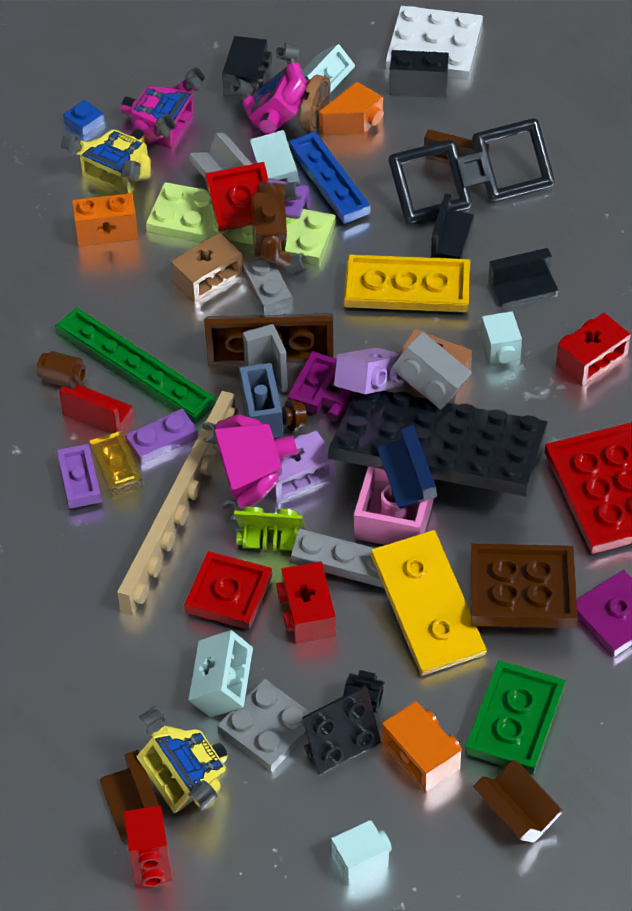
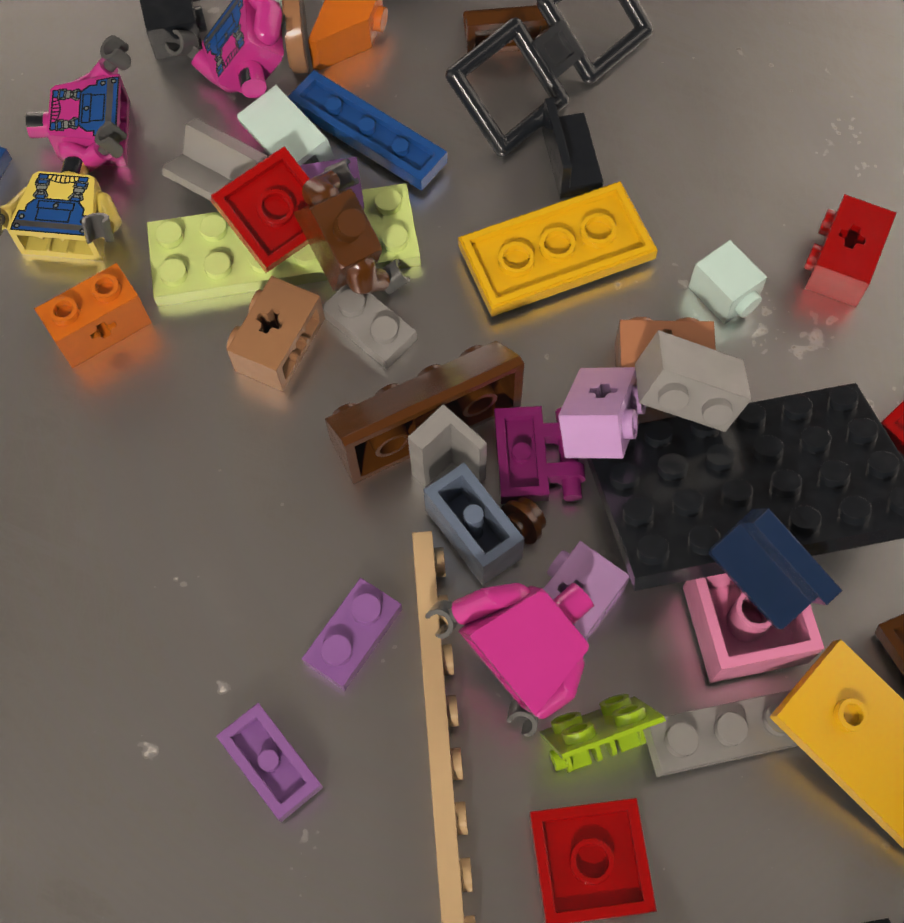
camera: 25 degrees left, 15 degrees up
(61, 369) = (151, 589): reddish brown brick -> none
(95, 408) = (235, 630): red panel -> none
(116, 463) = (314, 714): clear yellow plate -> none
(135, 365) = (252, 529): green tile -> none
(307, 602) = (742, 847): red brick -> none
(522, 278) = (698, 183): black panel -> none

